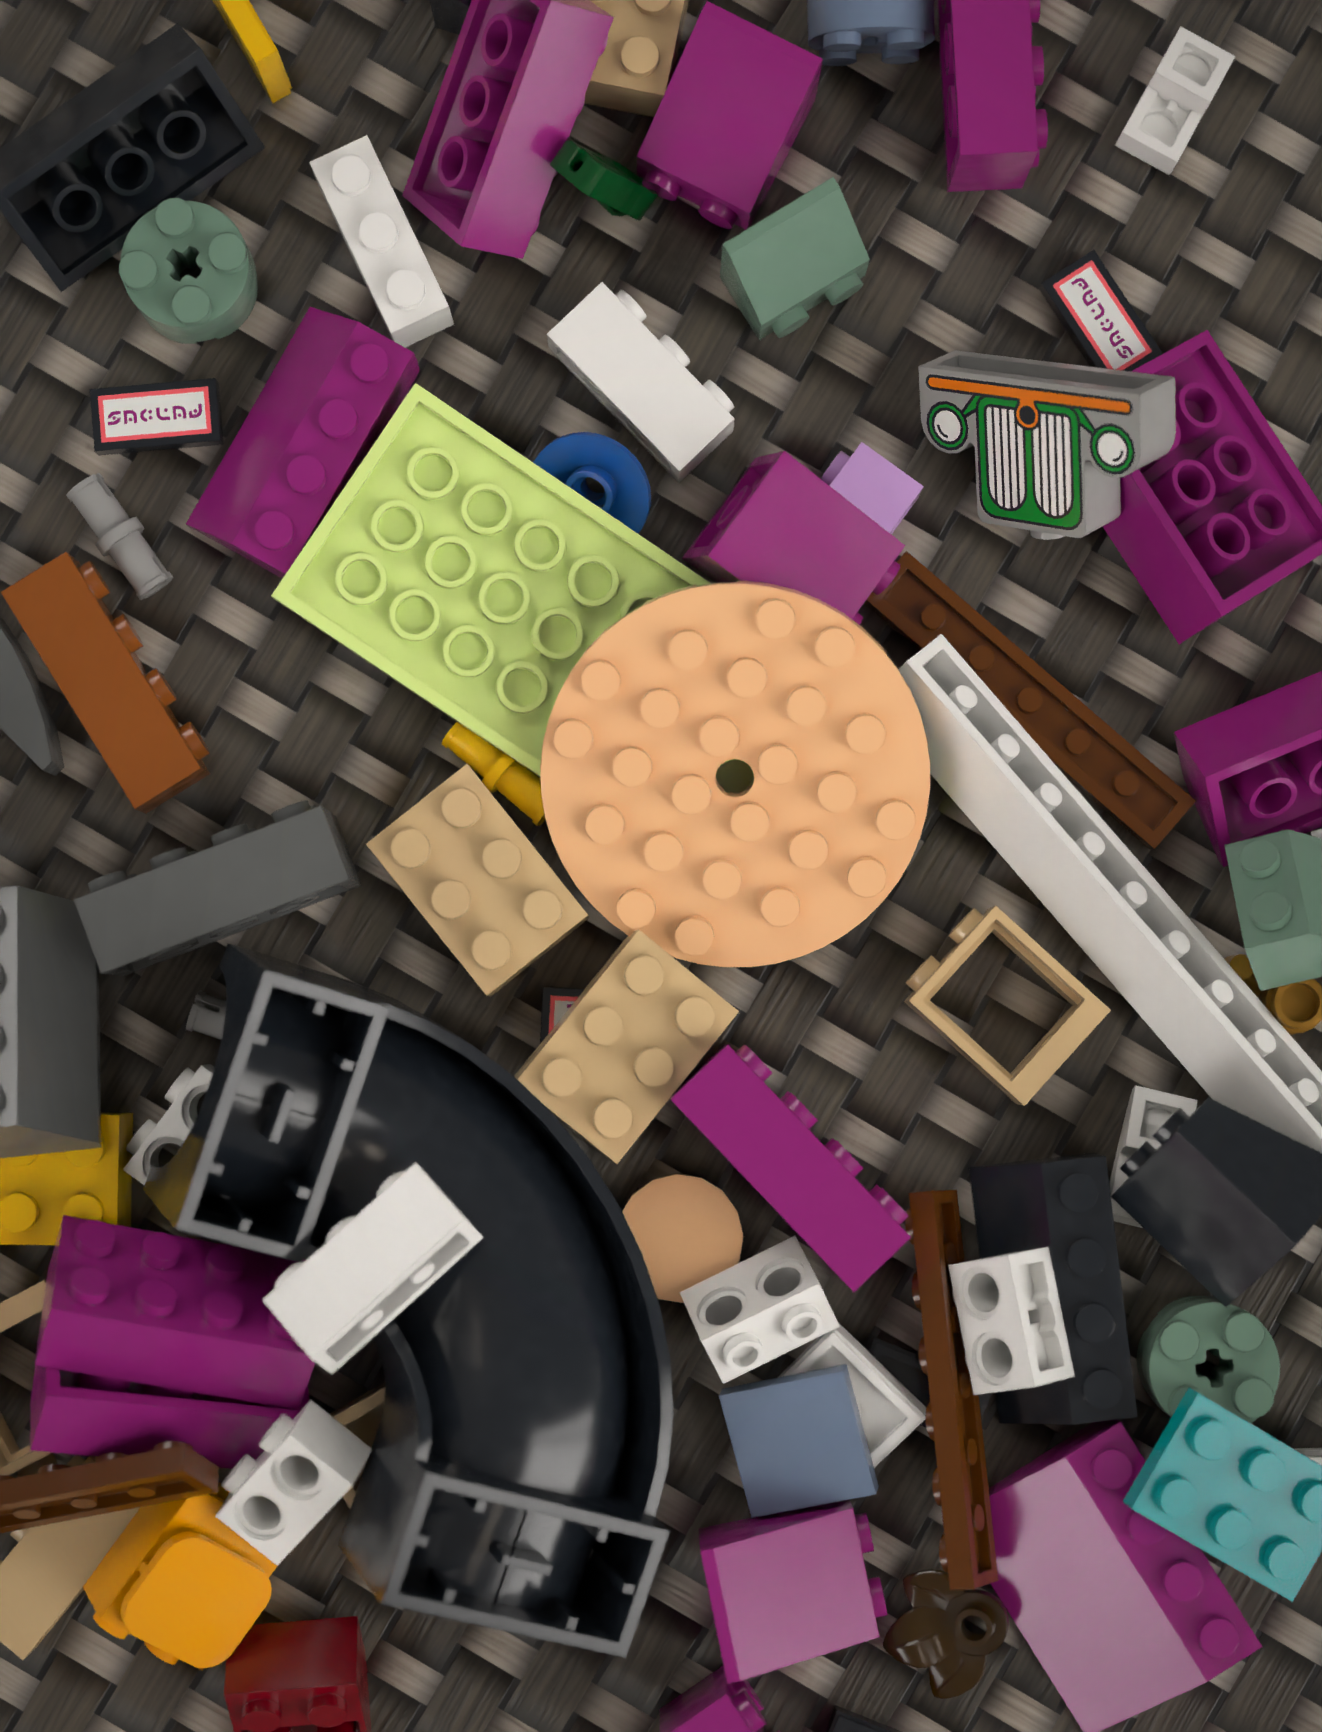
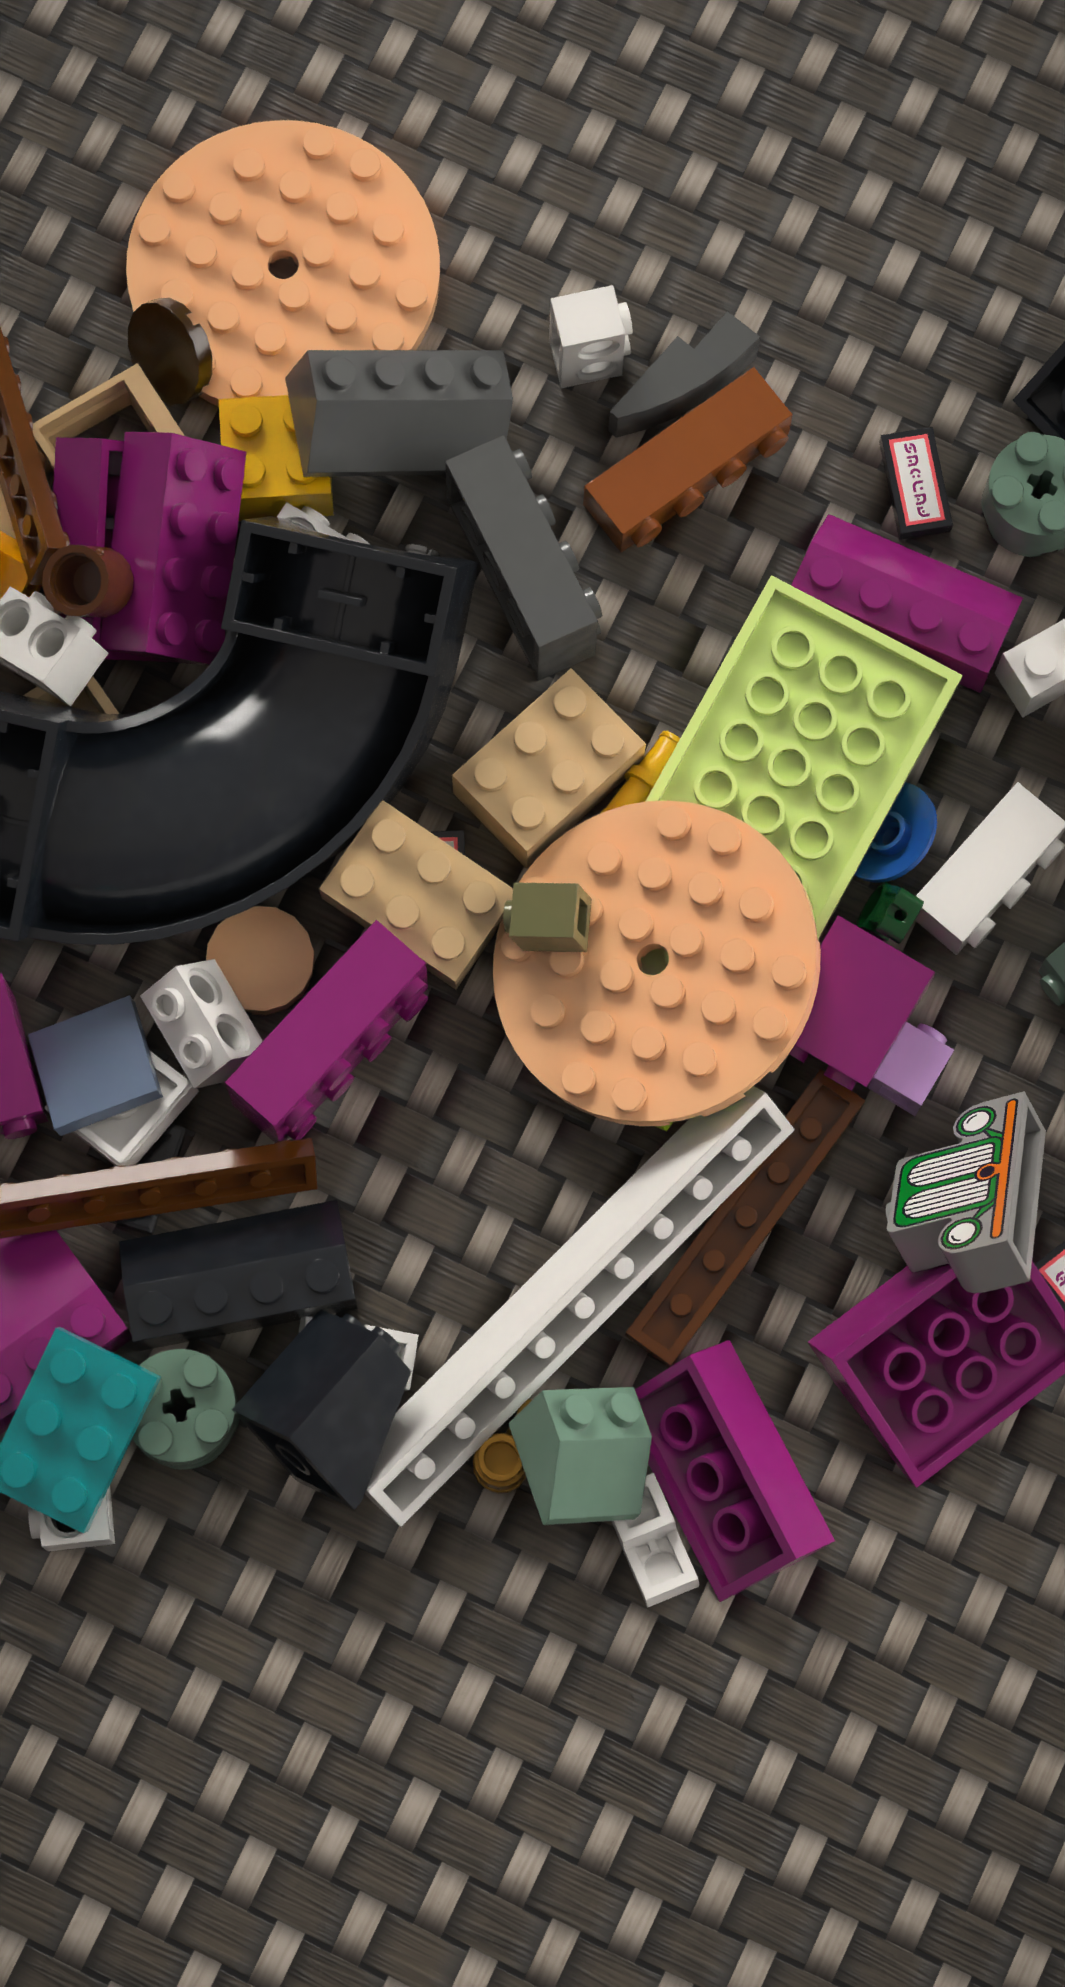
camera: 85 degrees right, 10 degrees down
(119, 536) = (811, 461): light grey pin -> none
(227, 1422) = (87, 581): none -> reddish brown piece
(371, 1268) = (220, 683): white brick -> none
(677, 896) = (548, 917): none -> olive brick
(694, 497) = (889, 912): none -> dark green piece
(1011, 1321) = (208, 1228): white brick -> none
(1058, 1042) = (444, 1258): tan window -> none

